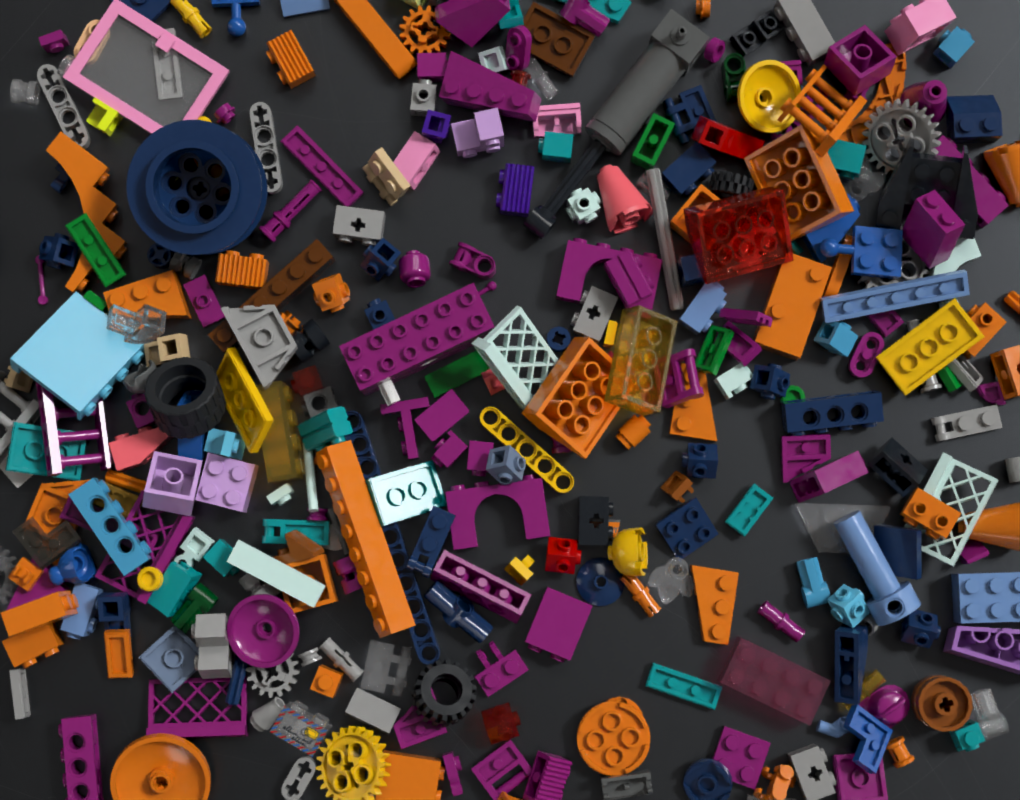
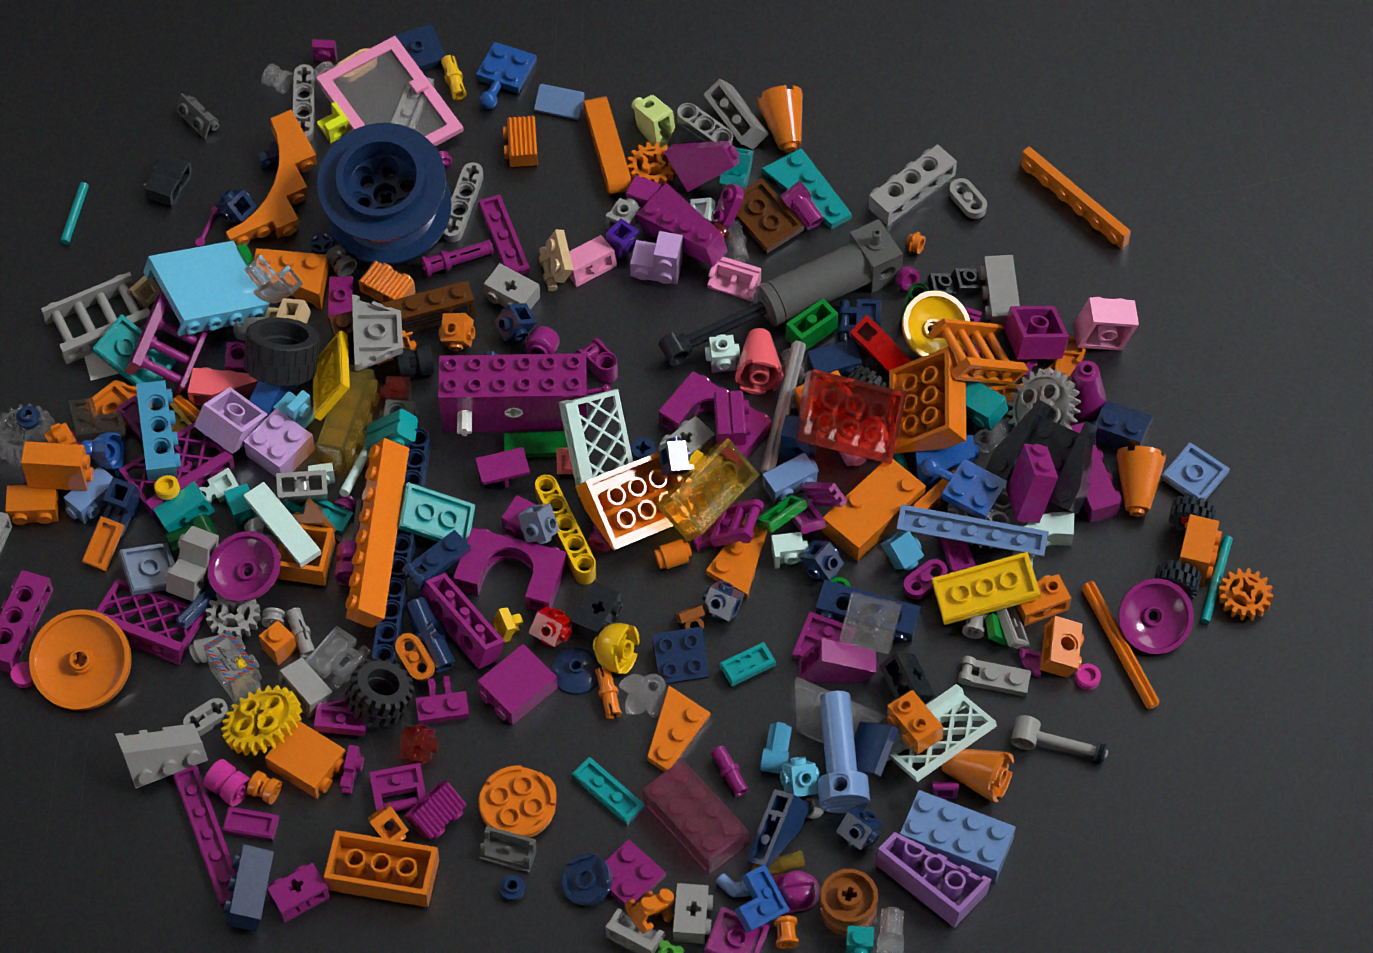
camera: 25 degrees right, 25 degrees down
(95, 250) = (269, 213): green tile -> none
(273, 524) = (301, 485): none -> light grey brick
(405, 422) = (467, 450): magenta bracket -> none
(448, 450) = (493, 501): magenta brick -> none
(455, 643) = (415, 657): none -> orange plate
(516, 191) = (669, 316): dark purple brick -> none
(556, 147) = (723, 298): teal brick -> none
(600, 347) = (674, 457): none -> brick
(849, 433) = (870, 622): none -> clear brick
(953, 46) = (1133, 360): dark azure brick -> none

